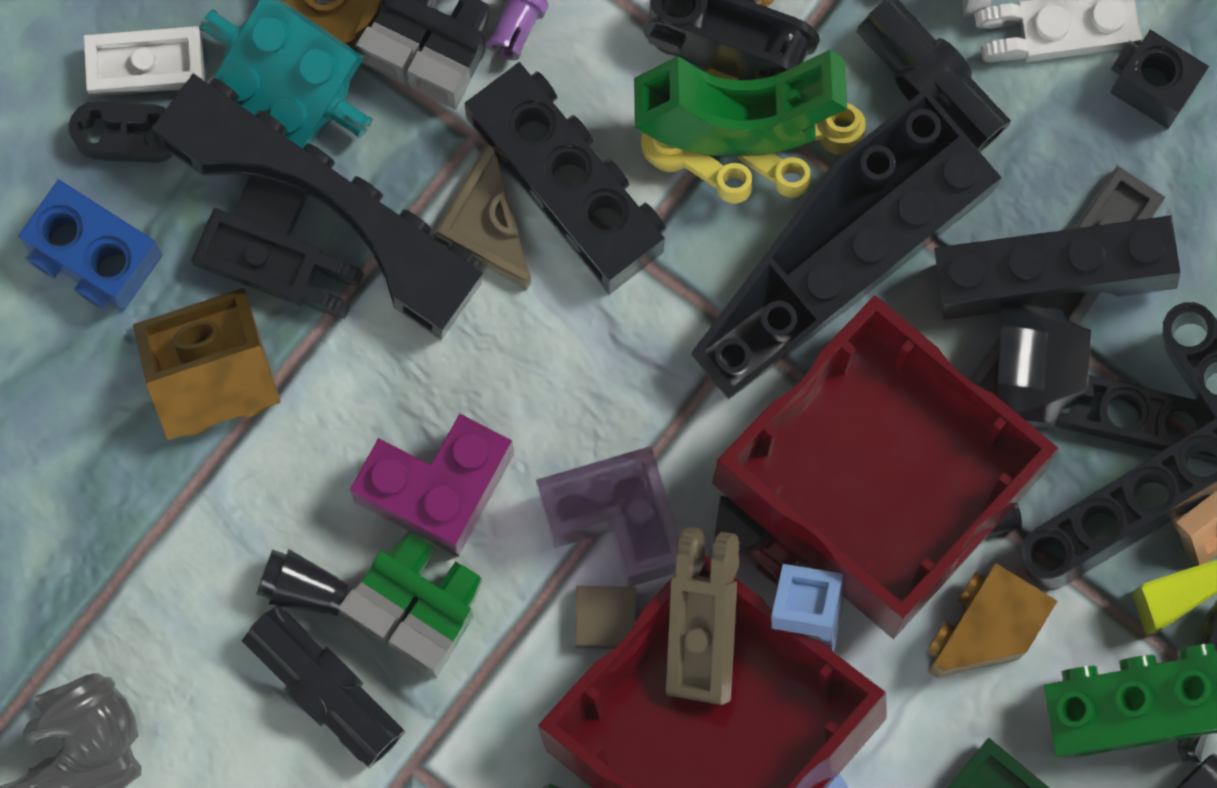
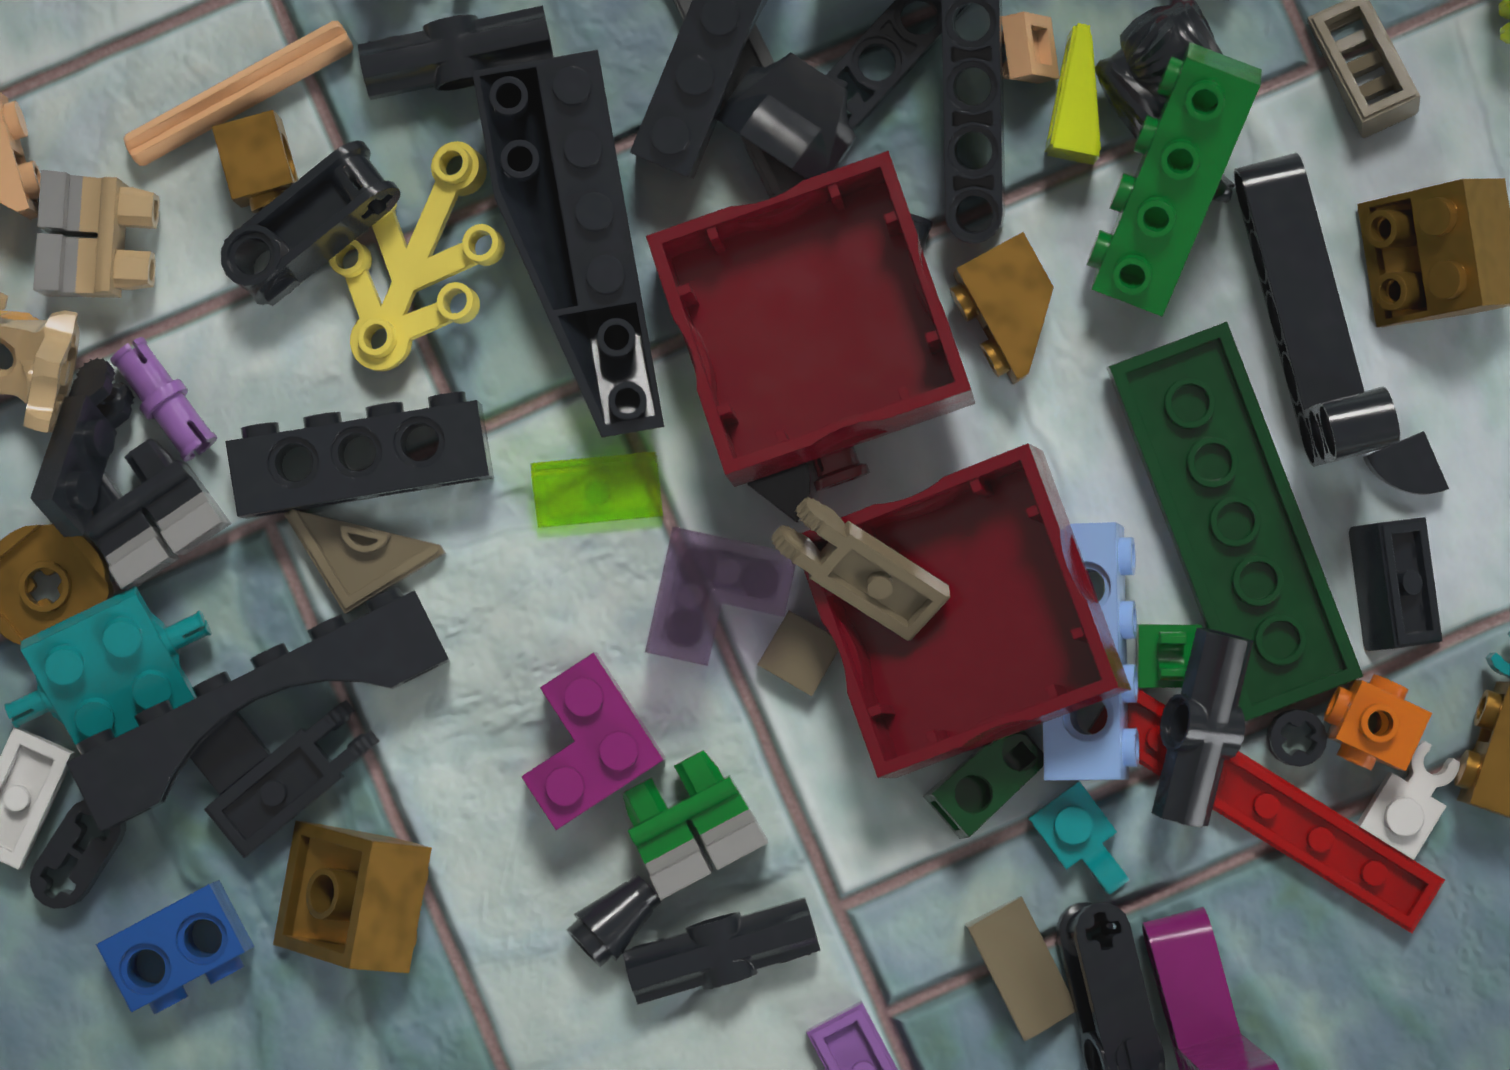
camera: 55 degrees left, 10 degrees up
(647, 378) = (597, 489): none -> clear neon green slope
(738, 116) = (398, 262): green arch -> none
(809, 603) = (904, 465): light blue panel -> none

